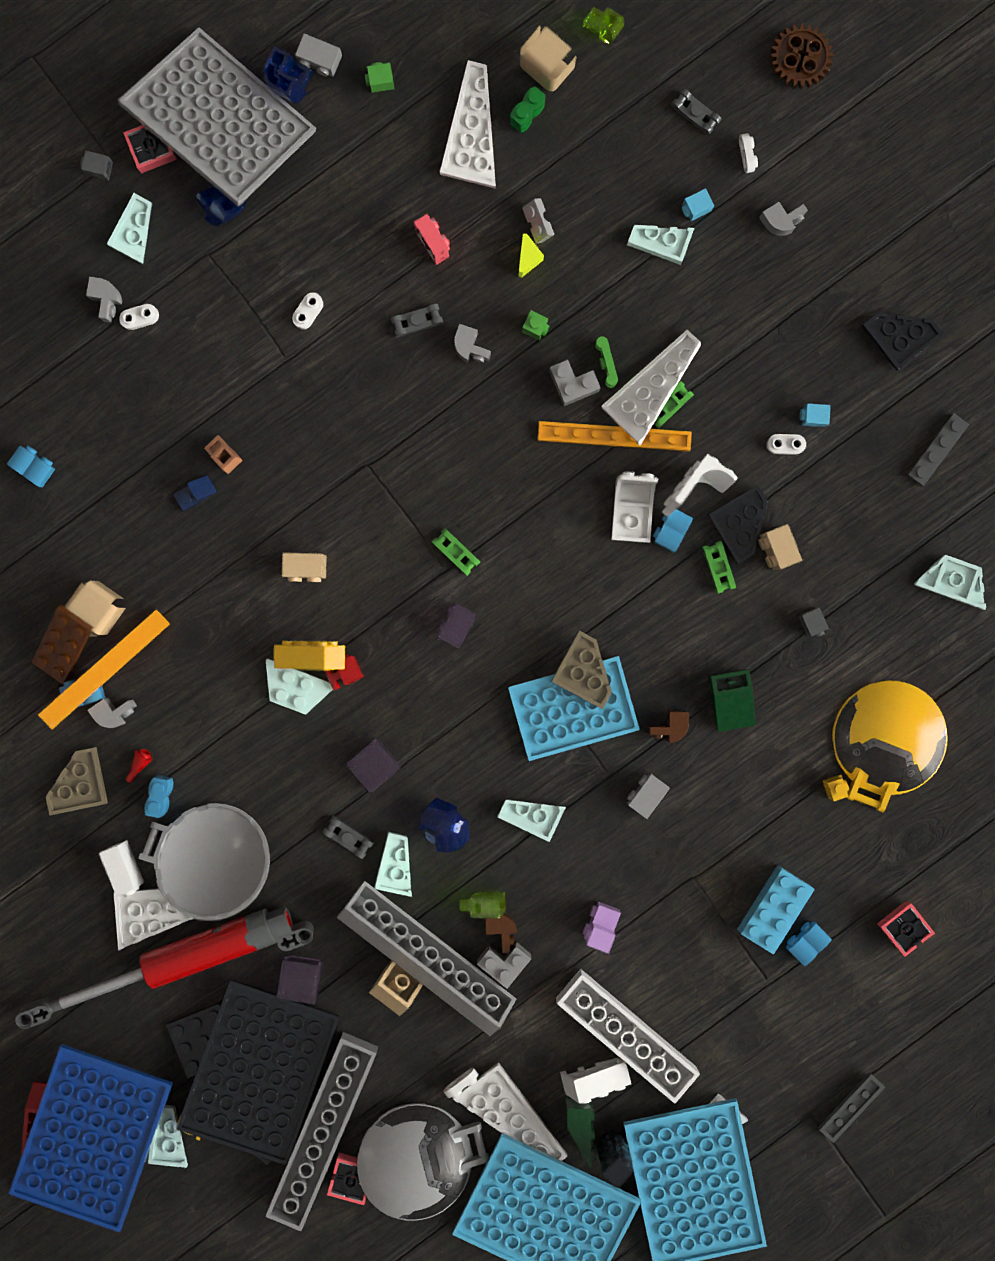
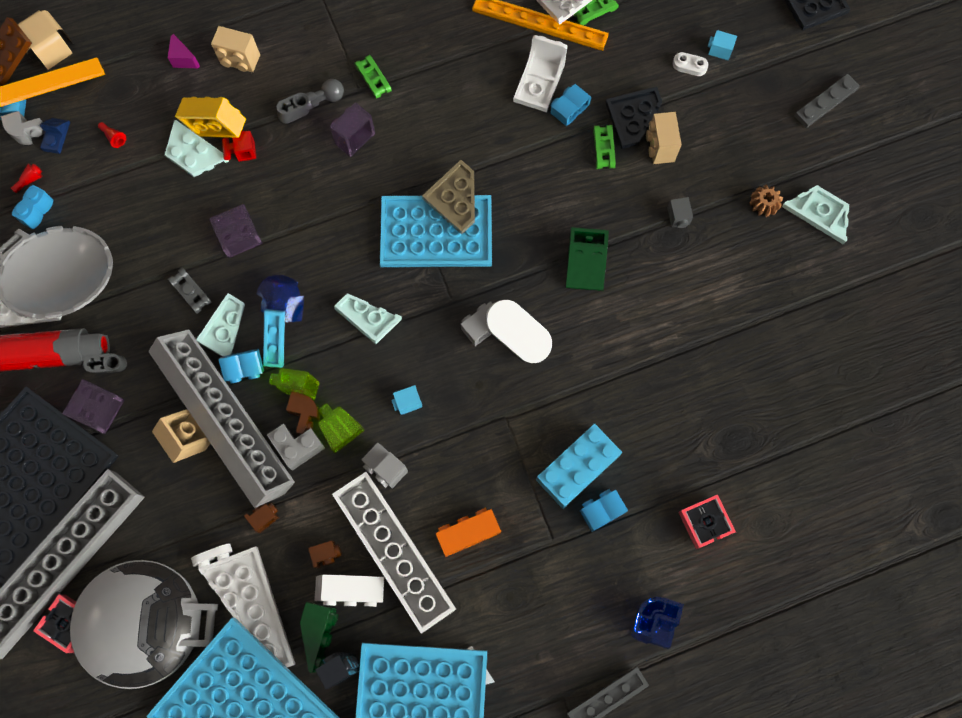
camera: 15 degrees right, 15 degrees down
(146, 708) = (54, 134): none -> dark blue slope
(210, 695) = (114, 136): none -> red cone
(244, 583) = (180, 56): none -> magenta slope
(417, 580) = (289, 110): none -> dark grey beam
(427, 900) = (241, 365): none -> dark azure brick
(450, 867) = (273, 338): none -> medium azure tile
(496, 1040) = (262, 517): none -> reddish brown brick
(539, 933) = (338, 427): none -> clear neon green torso
(563, 1053) = (324, 553): none -> reddish brown brick
(596, 890) = (406, 400): none -> medium azure brick
(598, 962) = (385, 465): none -> light grey brick
(600, 930) = (401, 435): lavender brick -> none
(676, 727) = (526, 272): reddish brown brick -> none
(686, 796) = (518, 331): none -> white tile
(689, 998) = (468, 532): none -> orange brick
(705, 471) = (608, 60): white bracket -> none
(836, 788) = (667, 365): yellow brick -> none
(880, 1032) = (657, 621): none -> clear blue brick
(888, 740) = (728, 339): yellow dish -> none
(900, 592) = (766, 200): none -> medium nougat gear

